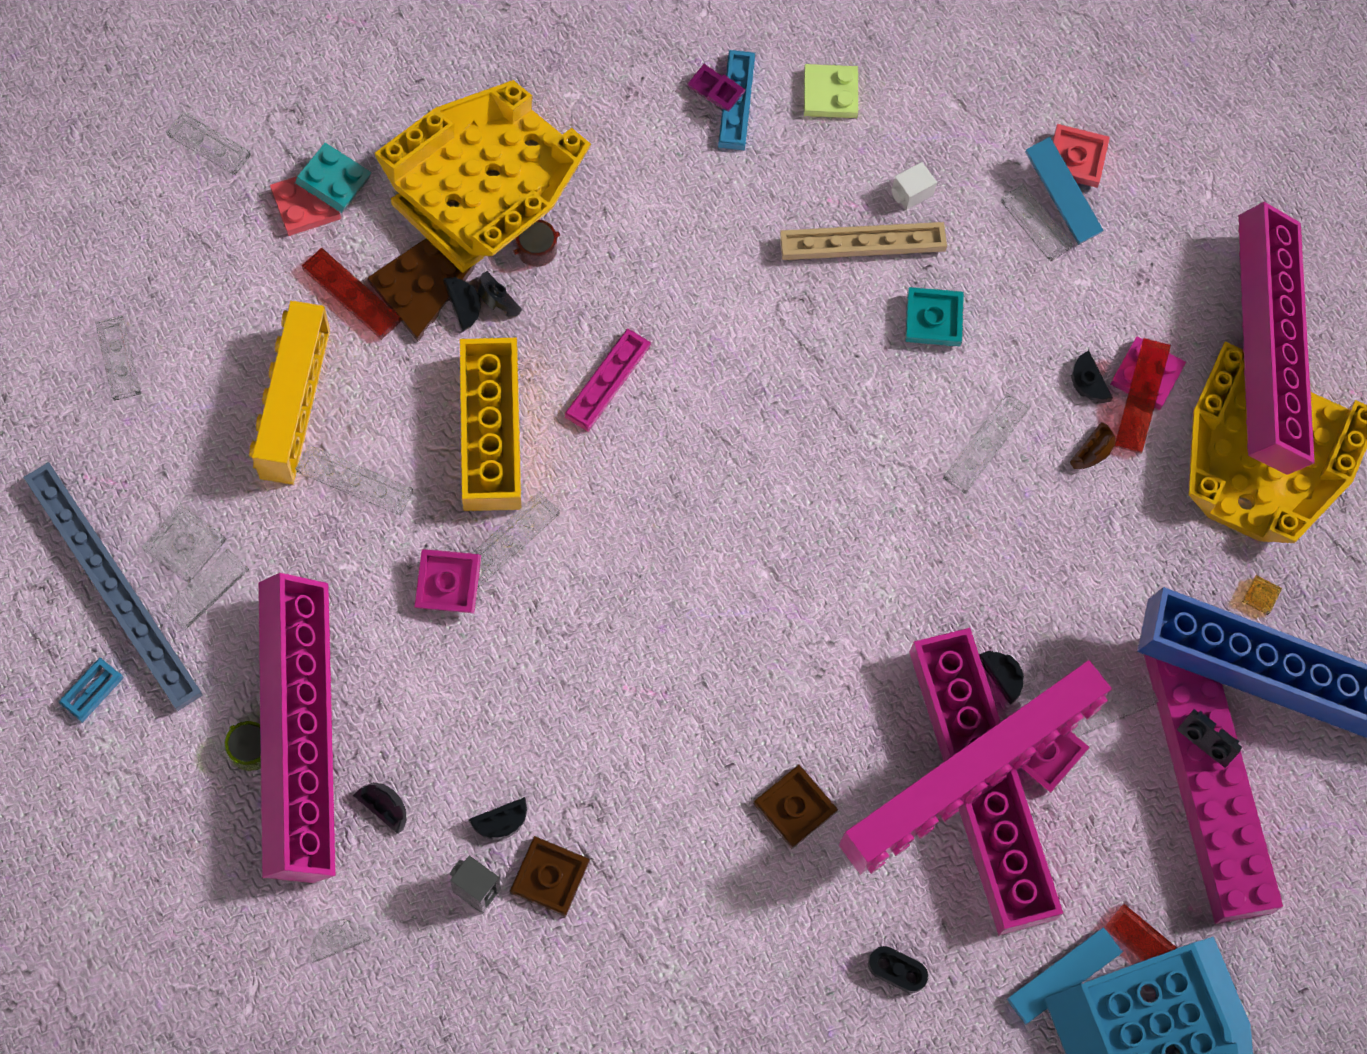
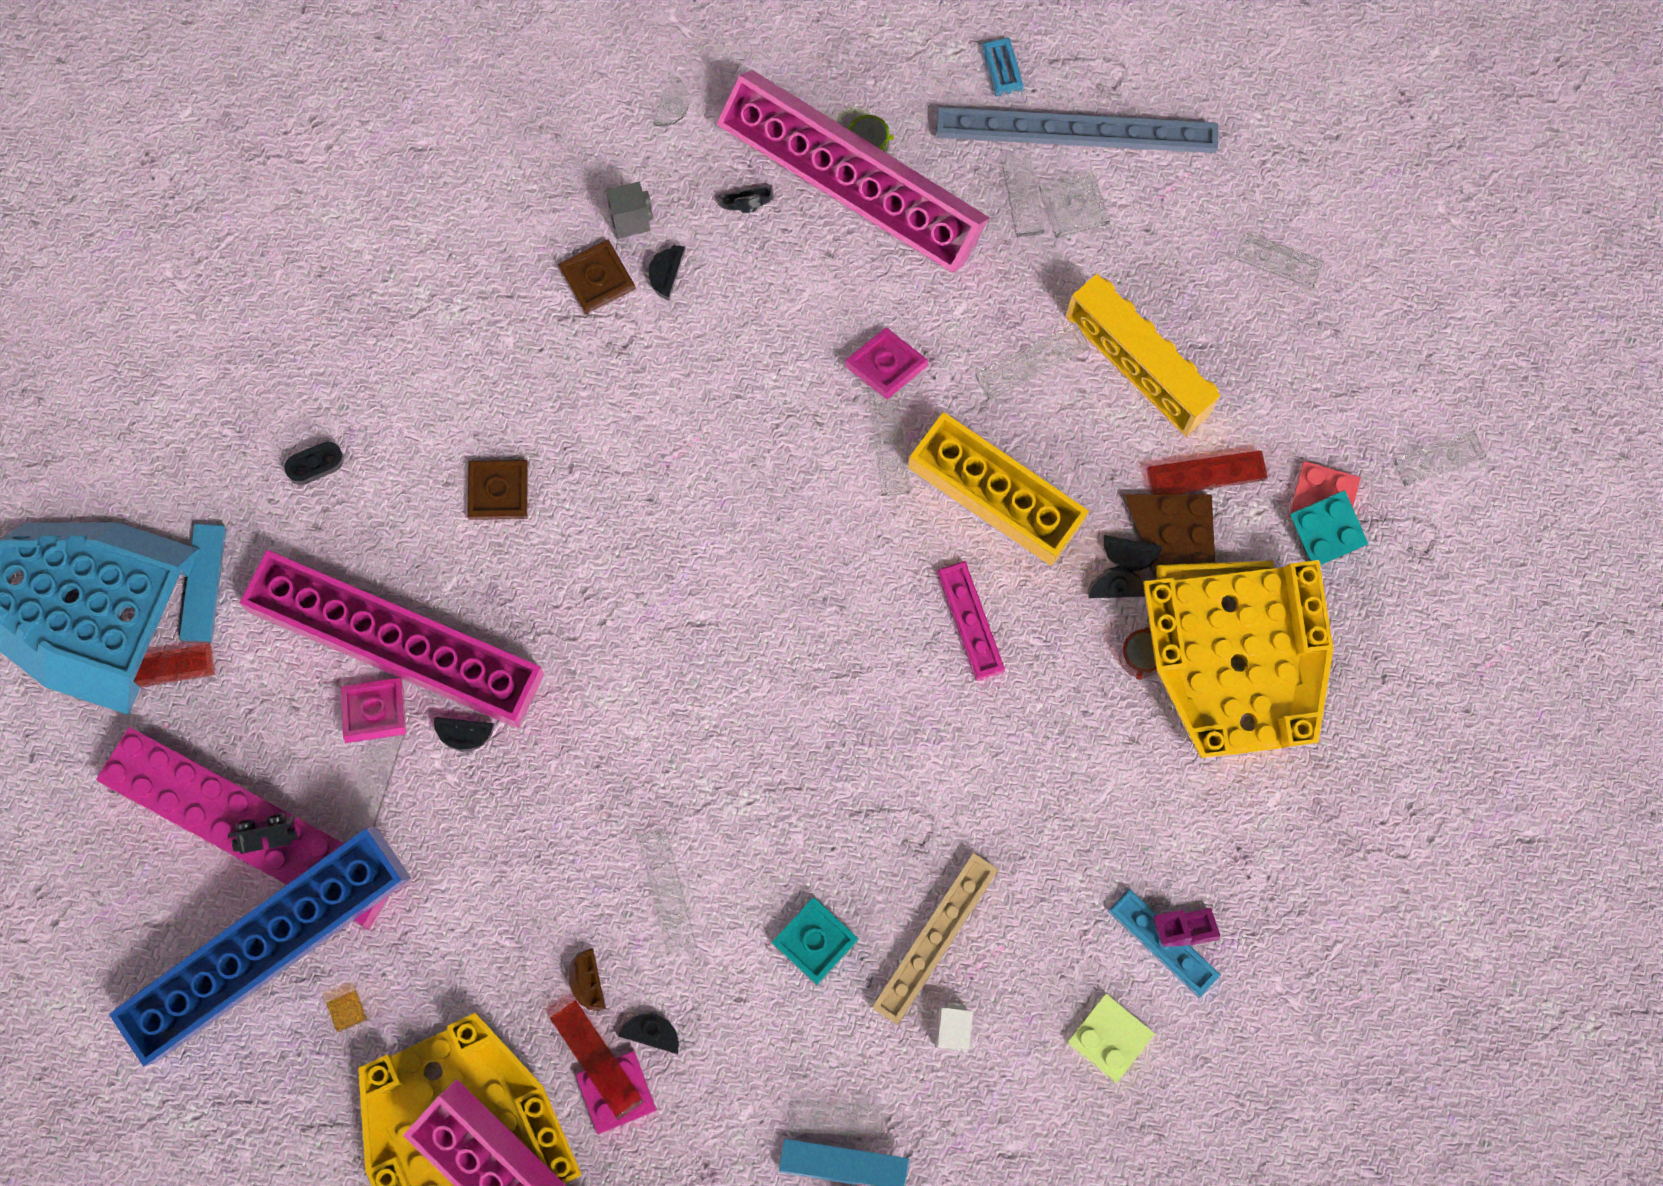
camera: 130 degrees right, 5 degrees up
(974, 767) = (394, 615): dark pink brick -> none

